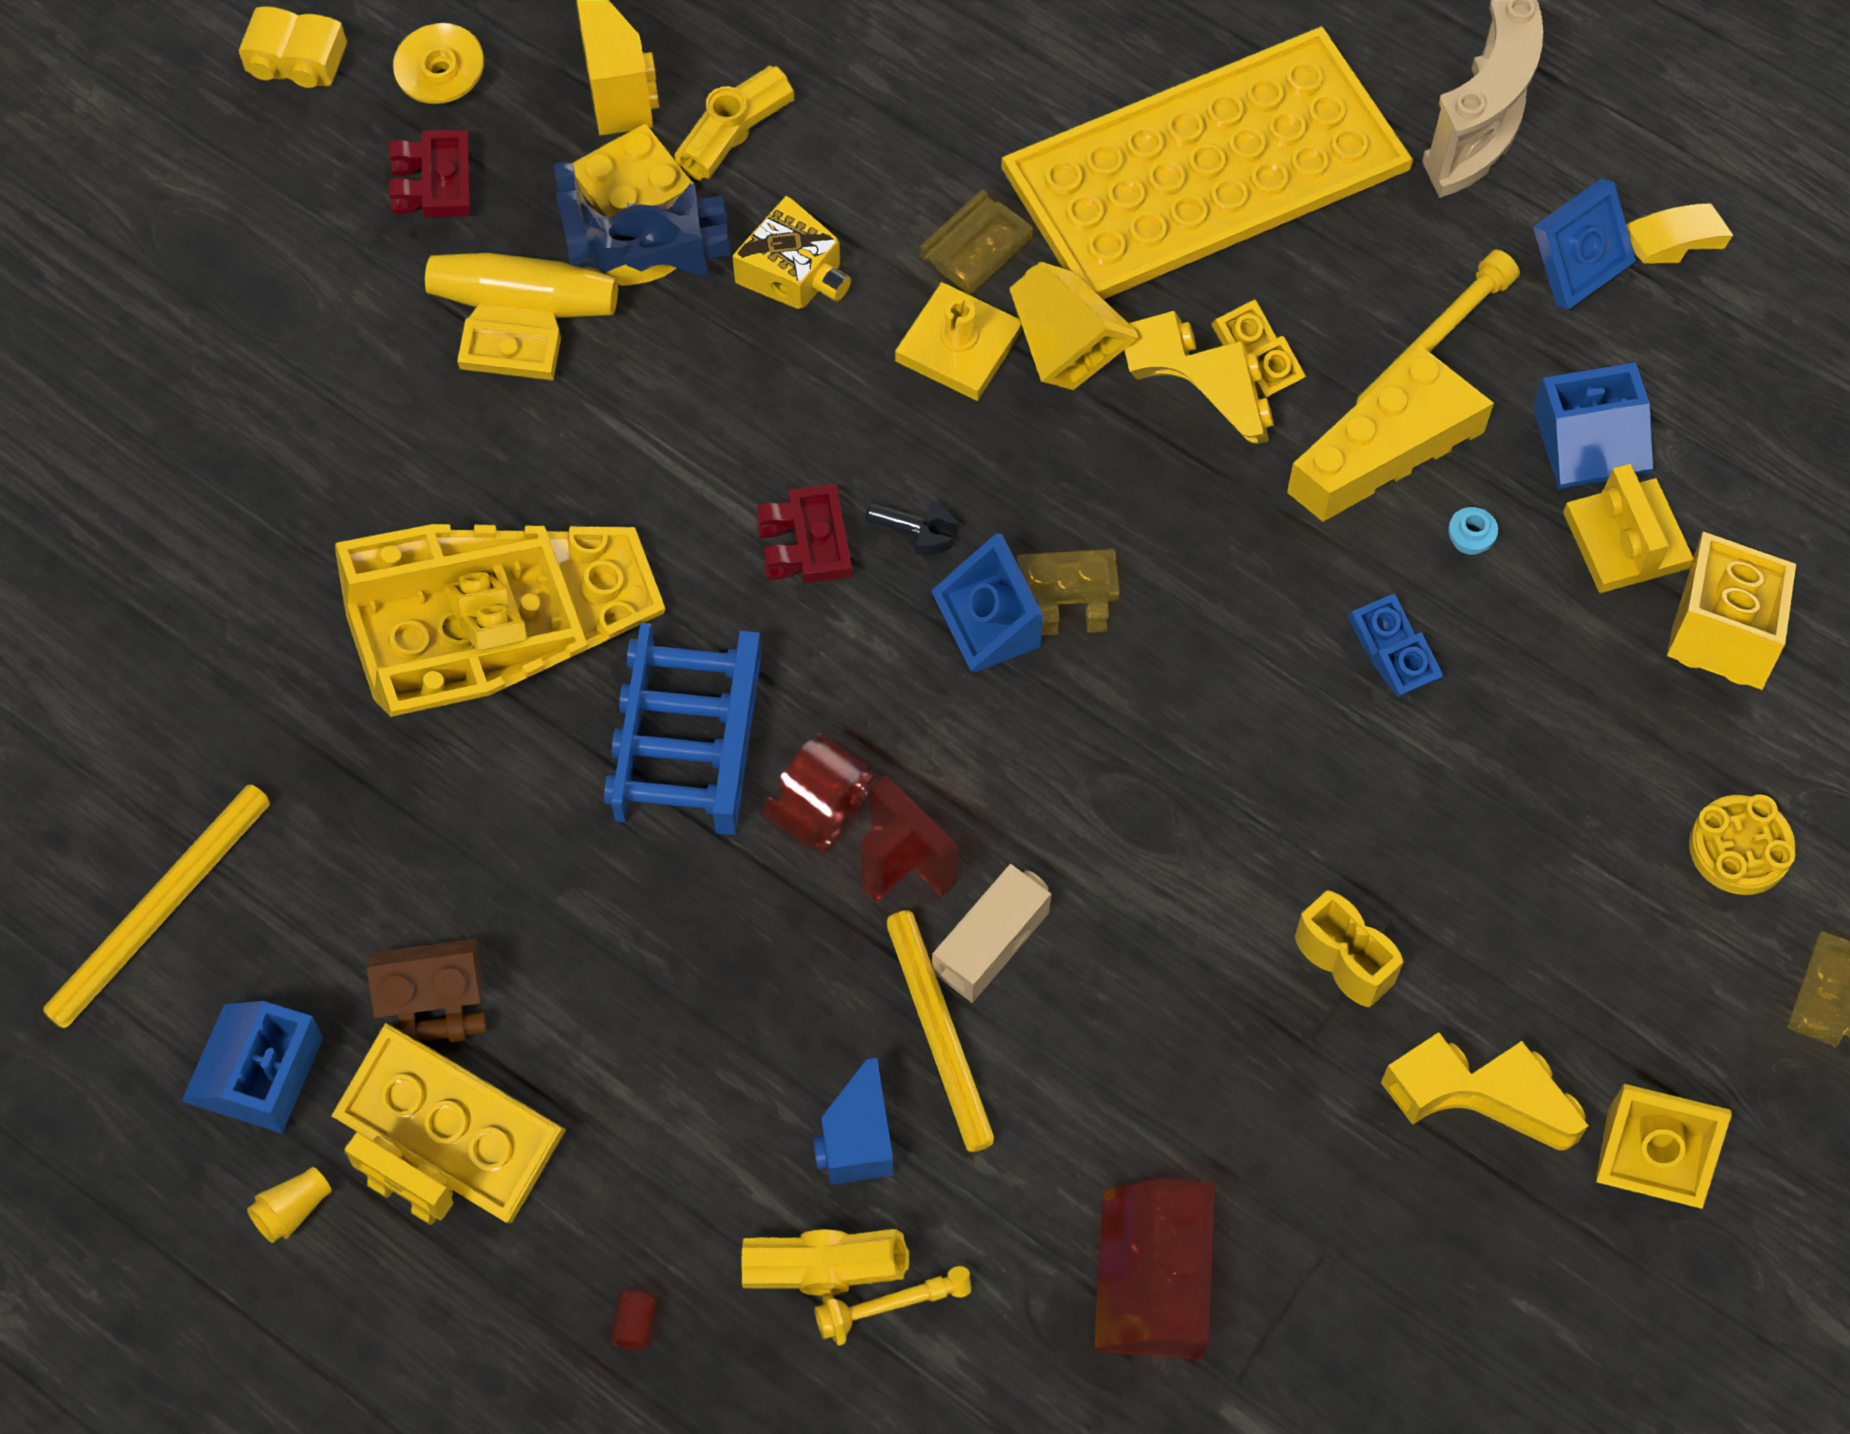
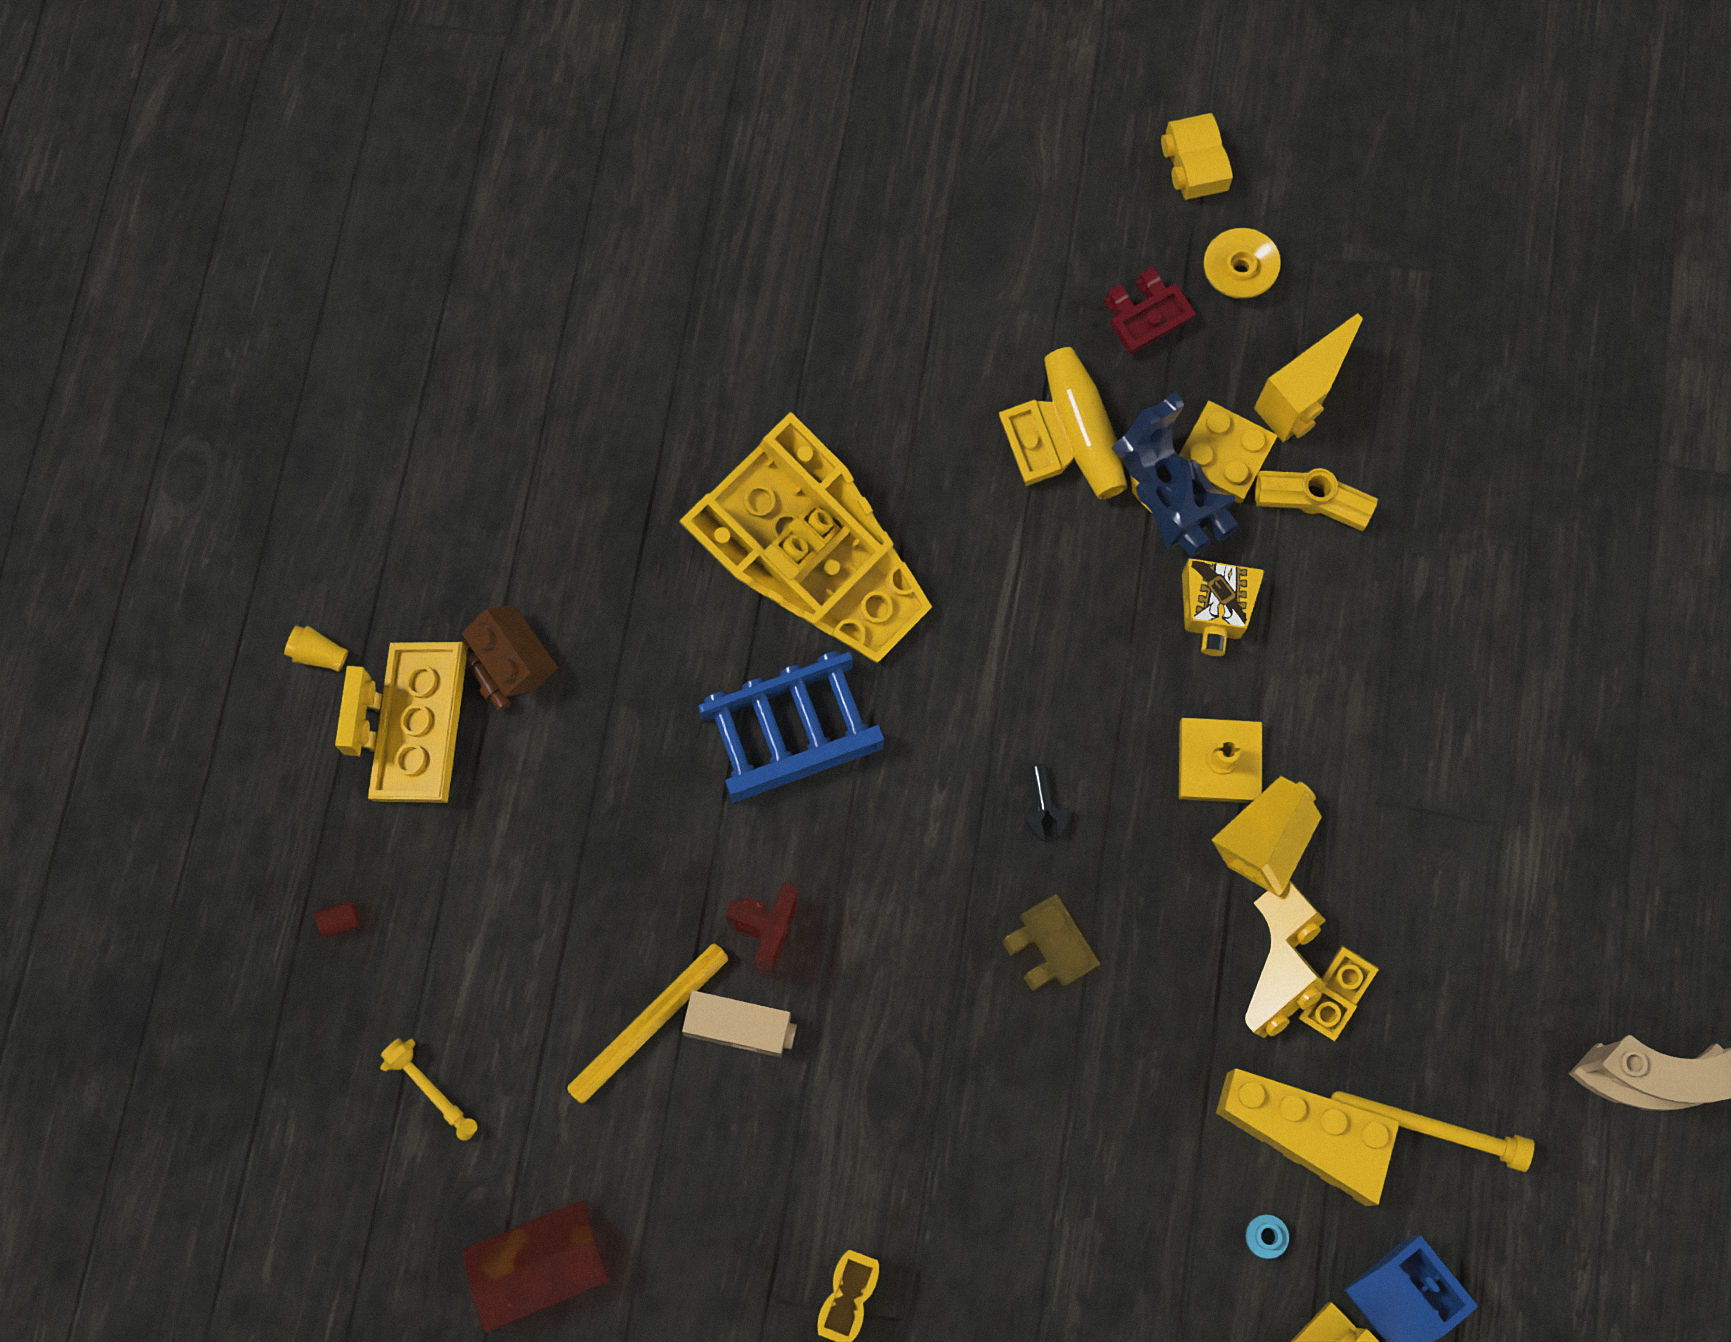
camera: 60 degrees right, 10 degrees up
(156, 906) = (487, 447): yellow axle -> none
(255, 1063) = (397, 574): blue slope -> none
(818, 532) = (996, 739): dark red plate -> none
(818, 792) = (778, 845): clear red brick -> none
(824, 1260) = (433, 1027): yellow piece -> none
(856, 1131) = (541, 1002): blue slope -> none
(976, 242) = (1312, 730): clear yellow plate -> none
(990, 607) = (998, 893): blue slope -> none
(1206, 164) = (1488, 875): yellow plate -> none
(1393, 646) = (1131, 1219): blue slope -> none
(1584, 243) = (1578, 1214): blue tile -> none
(1671, 232) = (1638, 1284): yellow slope -> none

